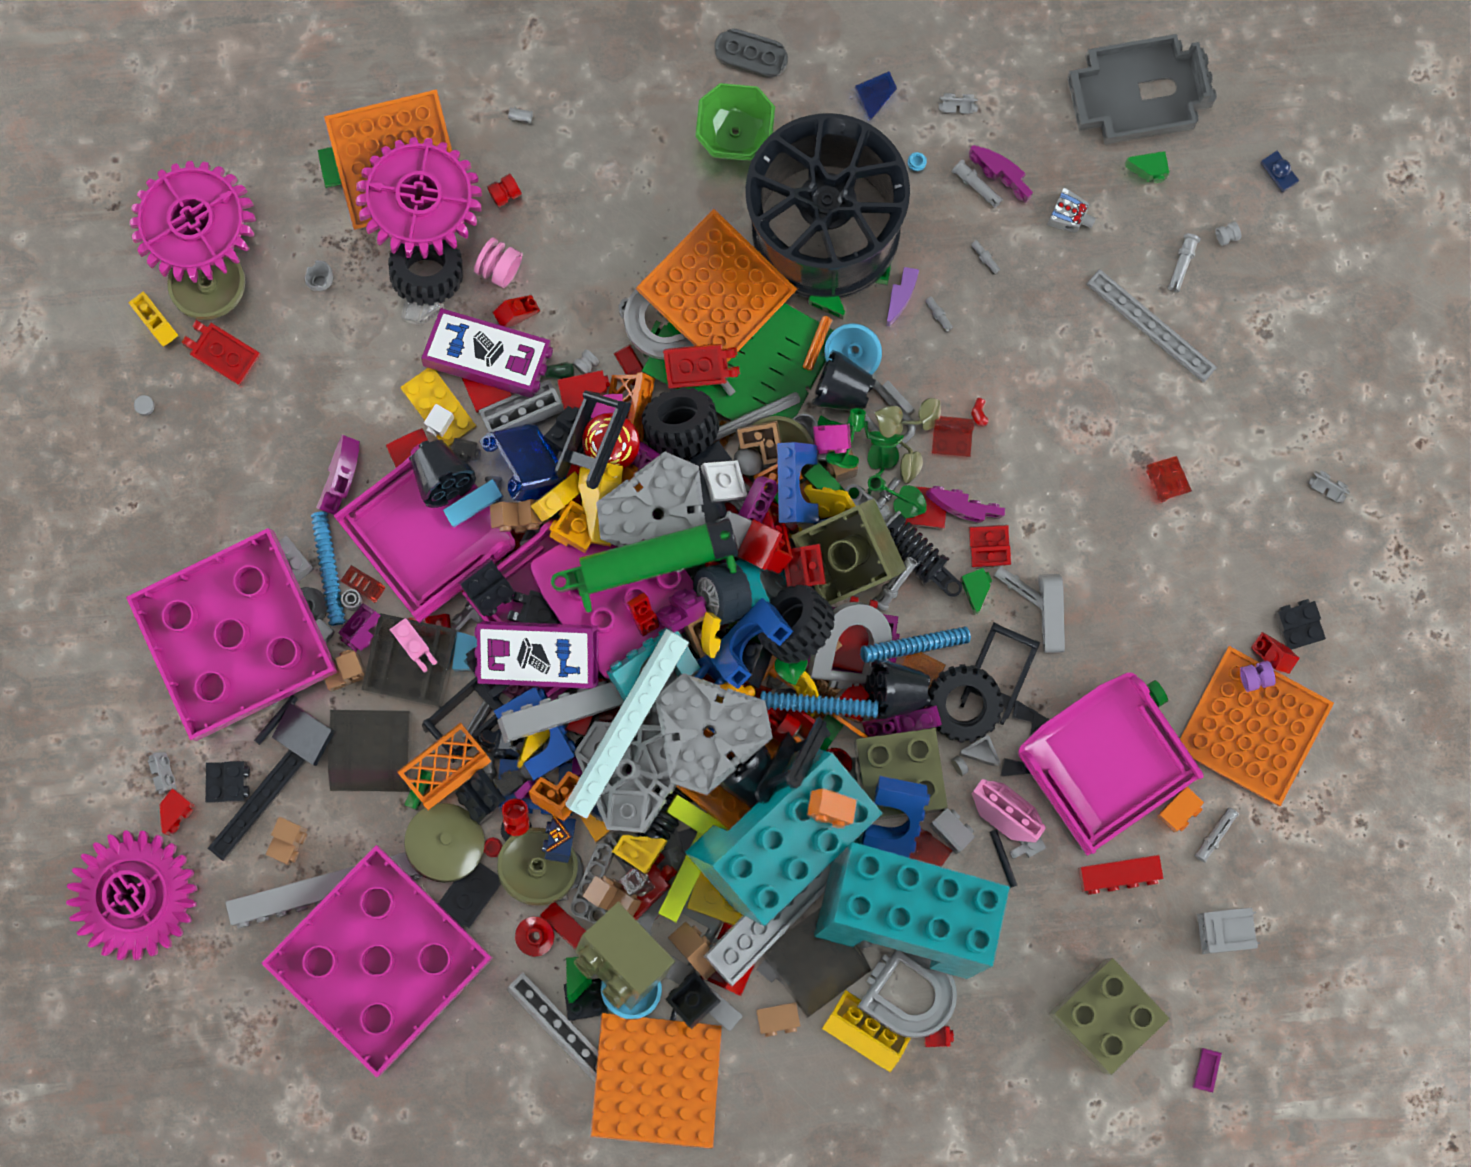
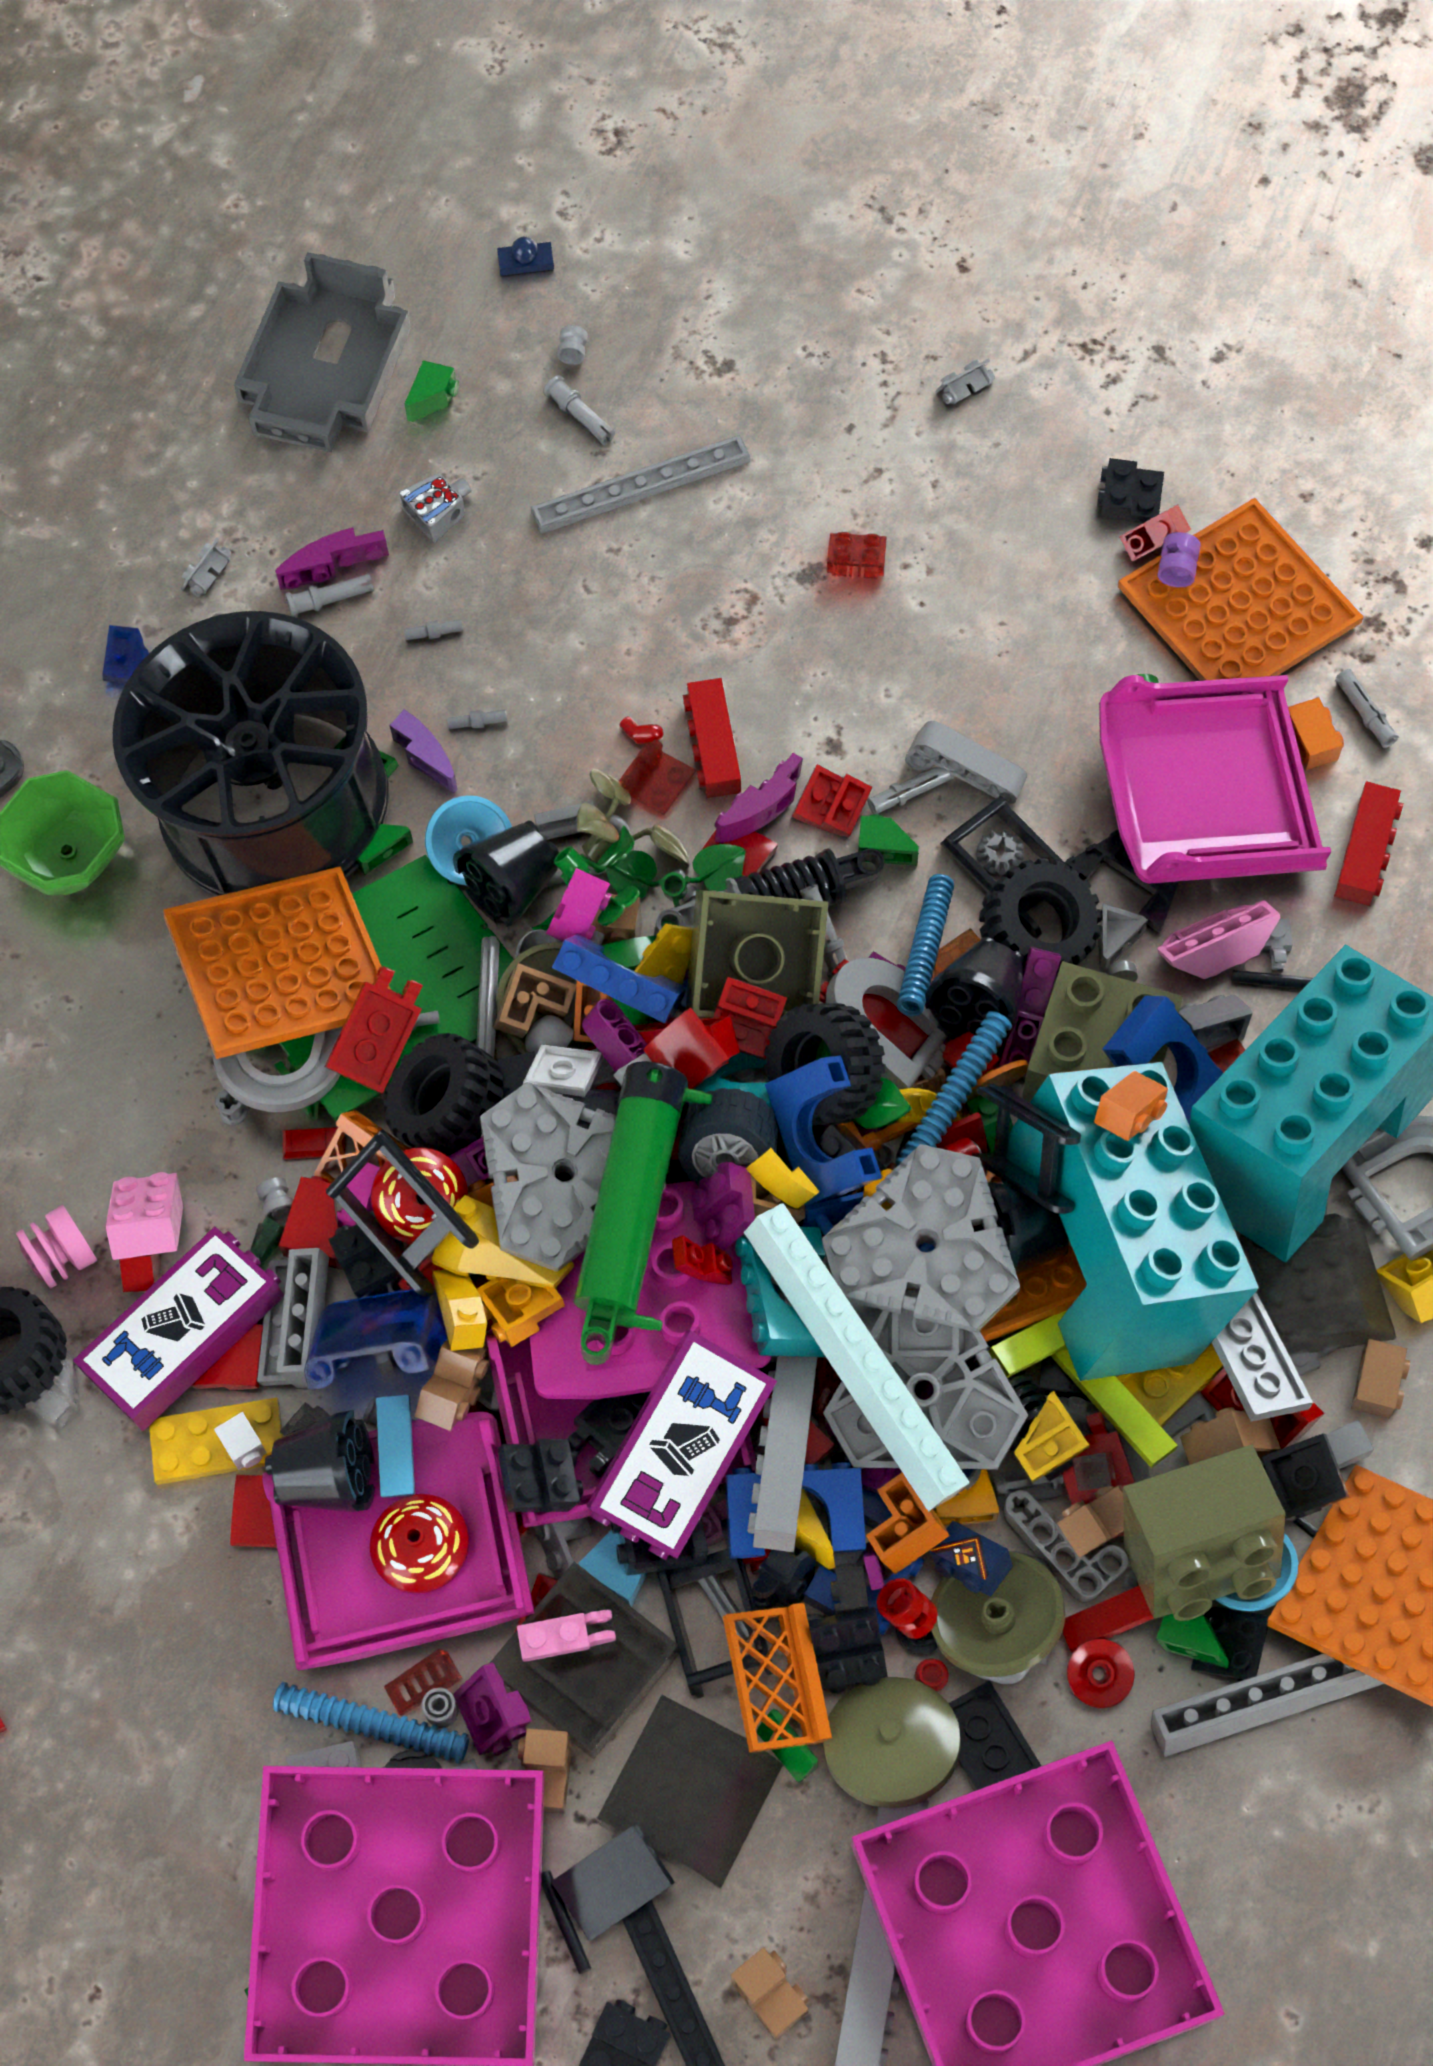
camera: 60 degrees left, 15 degrees down
(341, 475) = (245, 1635): magenta slope -> none
(432, 555) = (429, 1560): none -> red dish
(535, 300) = (144, 1216): none -> bright pink brick
(817, 343) = (429, 881): orange axle -> none
(995, 456) = (713, 738): none -> red brick
(1001, 667) = (988, 856): none -> light grey gear

